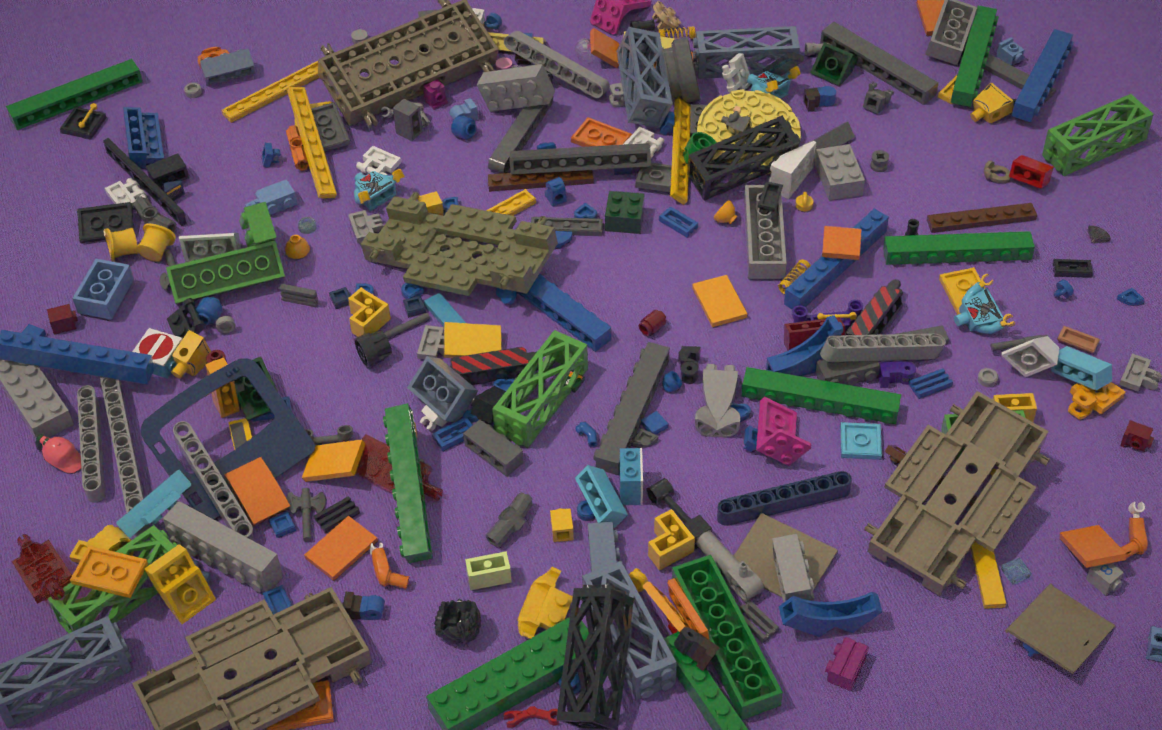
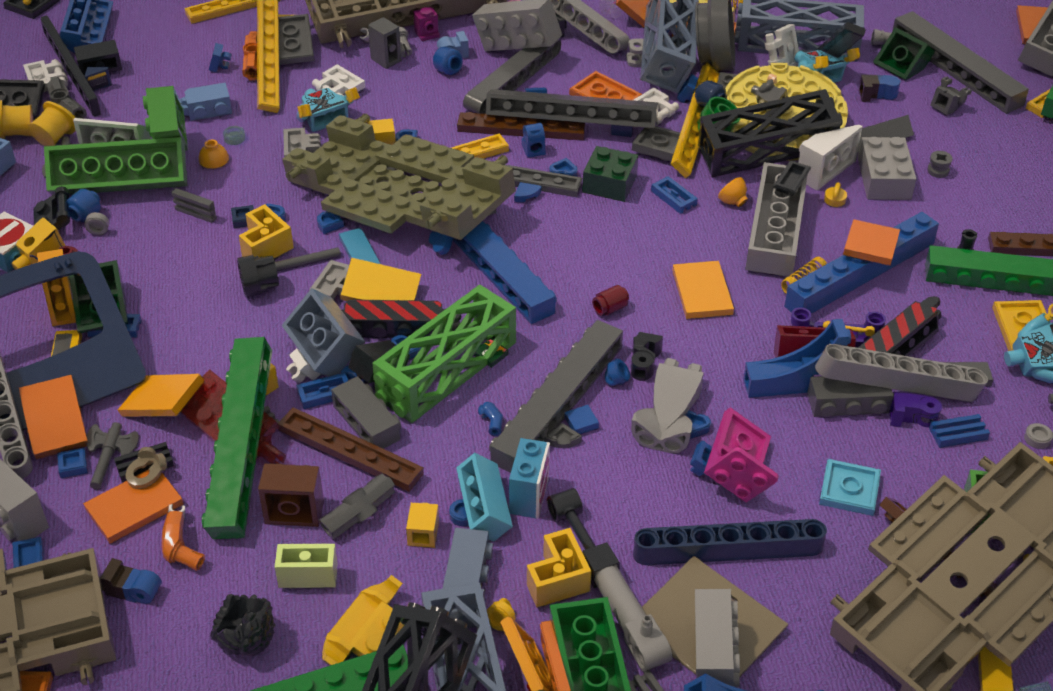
camera: 10 degrees right, 5 degrees down
(339, 511) = (146, 457): none -> dark tan piece
(344, 432) = (187, 365): dark grey bar -> none
(414, 306) = (326, 238): dark blue tile -> none
(460, 520) = (291, 495): none -> reddish brown brick
(489, 476) = (350, 448): none -> reddish brown plate
(687, 127) = (707, 90): none -> dark blue head
(821, 395) = (810, 421): green brick -> none

